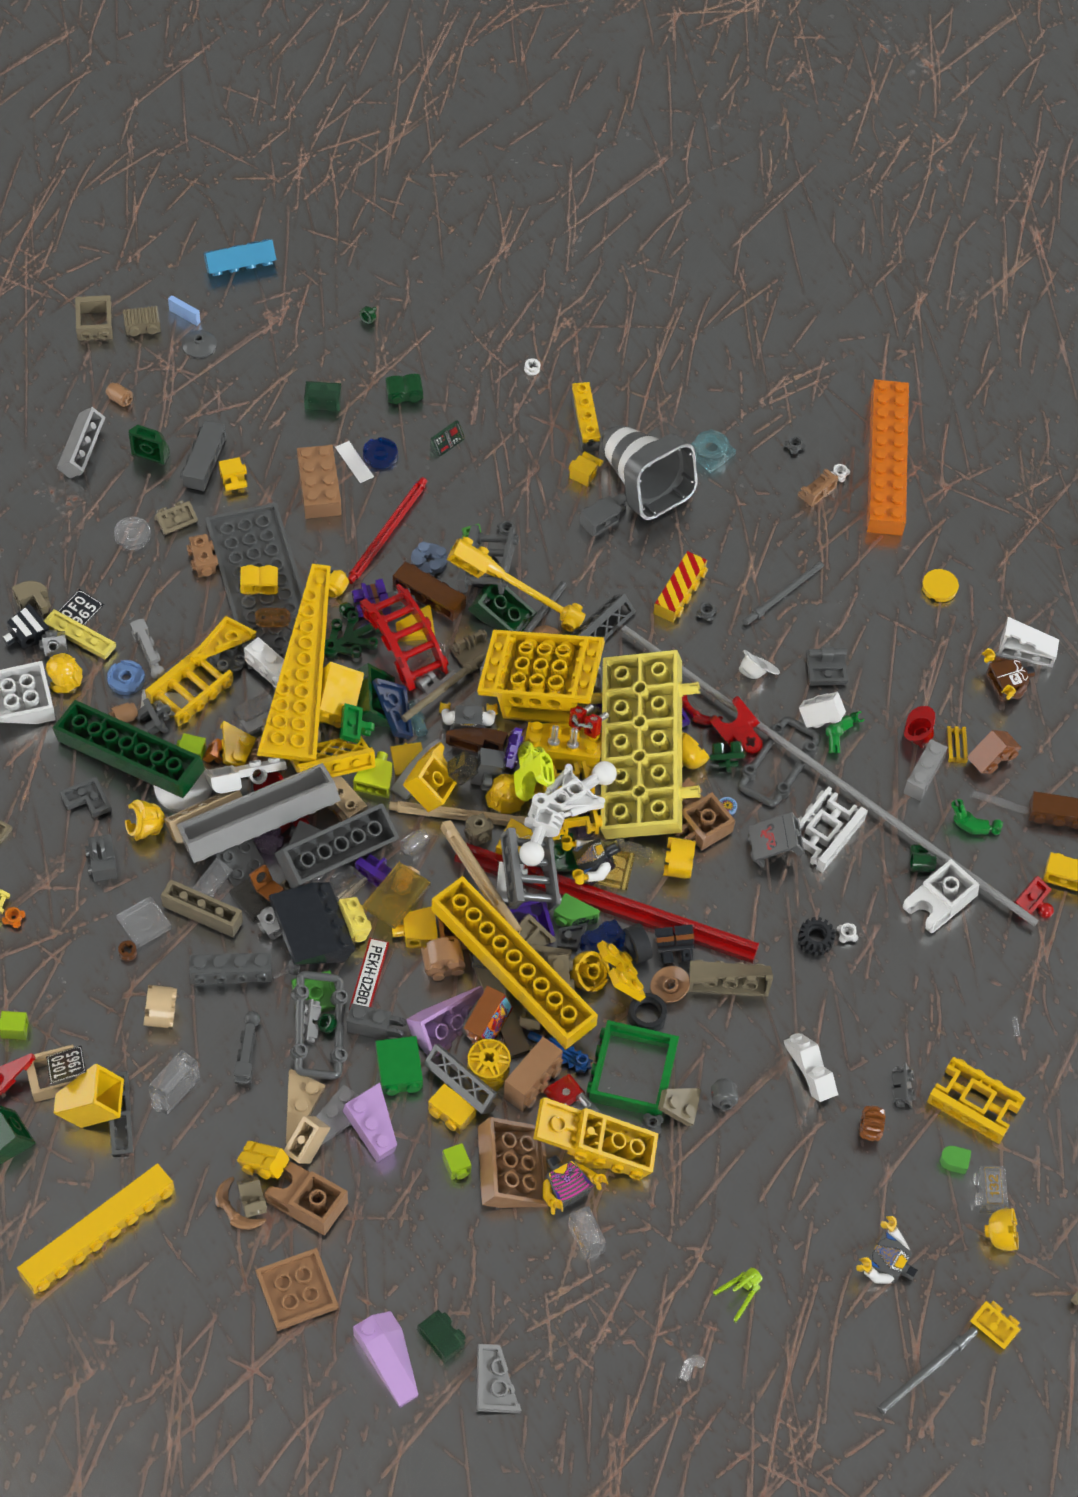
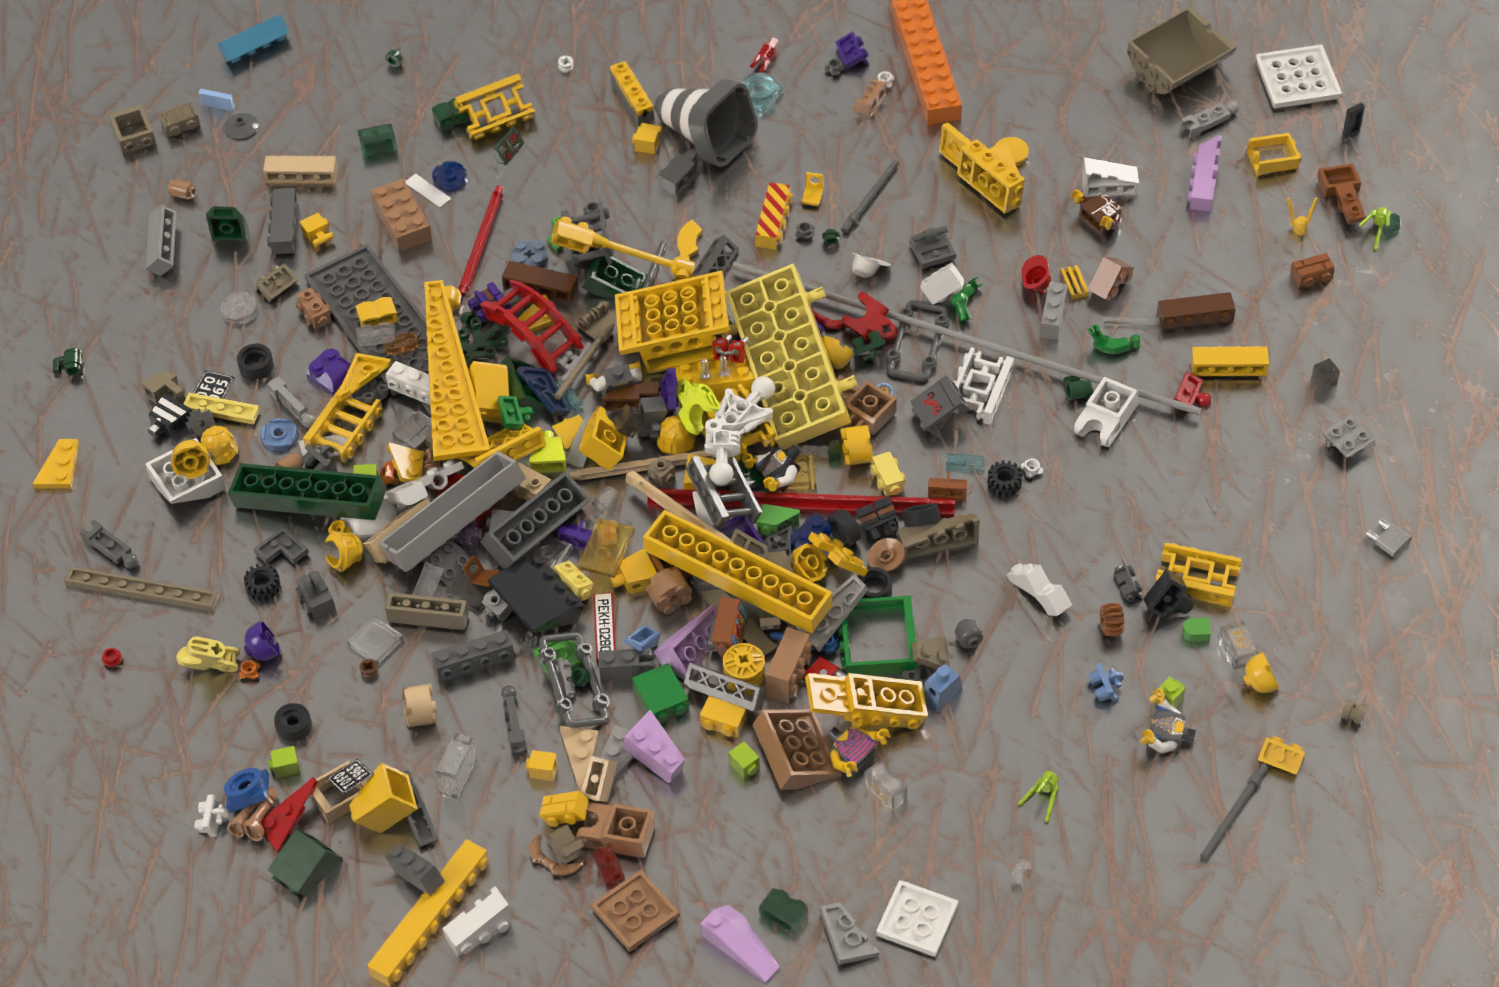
camera: 10 degrees left, 5 degrees down
(26, 683) = (190, 459): none -> yellow cylinder
(32, 893) = (260, 642): none -> dark purple cylinder
(33, 974) = (289, 712): none -> black tyre
(56, 818) = (258, 573): none -> black tyre
(96, 1180) = (414, 869): none -> dark grey brick
(131, 605) = (249, 351): none -> black tyre
(139, 1258) = (479, 924): none -> white wedge
(148, 790) = (337, 525): none -> yellow plate
(195, 624) = (328, 370): none -> dark purple slope
(239, 406) = (300, 169): none -> tan brick
(250, 603) = (374, 335): none -> clear bracket
(258, 1106) = (542, 765): none -> yellow brick
(286, 1233) = (608, 864): none -> clear red hips
(400, 1001) = (643, 638): none -> medium blue slope
(444, 382) = (491, 93): none -> yellow fence
(571, 1386) = (917, 918): none -> white plate
(589, 586) = (687, 239): none -> yellow tile
(608, 1025) = (843, 602): none -> light grey wing
(658, 855) = (835, 450): none -> clear green hinge
(680, 1144) = (942, 688): none -> medium blue torso
(701, 901) = (888, 474): none -> light yellow brick
(718, 953) = (921, 515): none -> black tyre
(729, 413) = (765, 55): none -> red hinge
(729, 571) = (813, 191): none -> yellow bracket
(730, 625) = (831, 236): none -> dark green plate
(756, 929) = (947, 488): none -> dark orange panel
(783, 904) = (963, 459): none -> clear light blue axle
(817, 432) = (851, 50): none -> dark purple bracket
(842, 1180) = (1106, 691): none -> medium blue hips
(907, 1221) = (1173, 691): none -> lime brick
(908, 600) = (985, 169): none -> yellow wedge
(937, 1115) = (1168, 595): none -> black brick

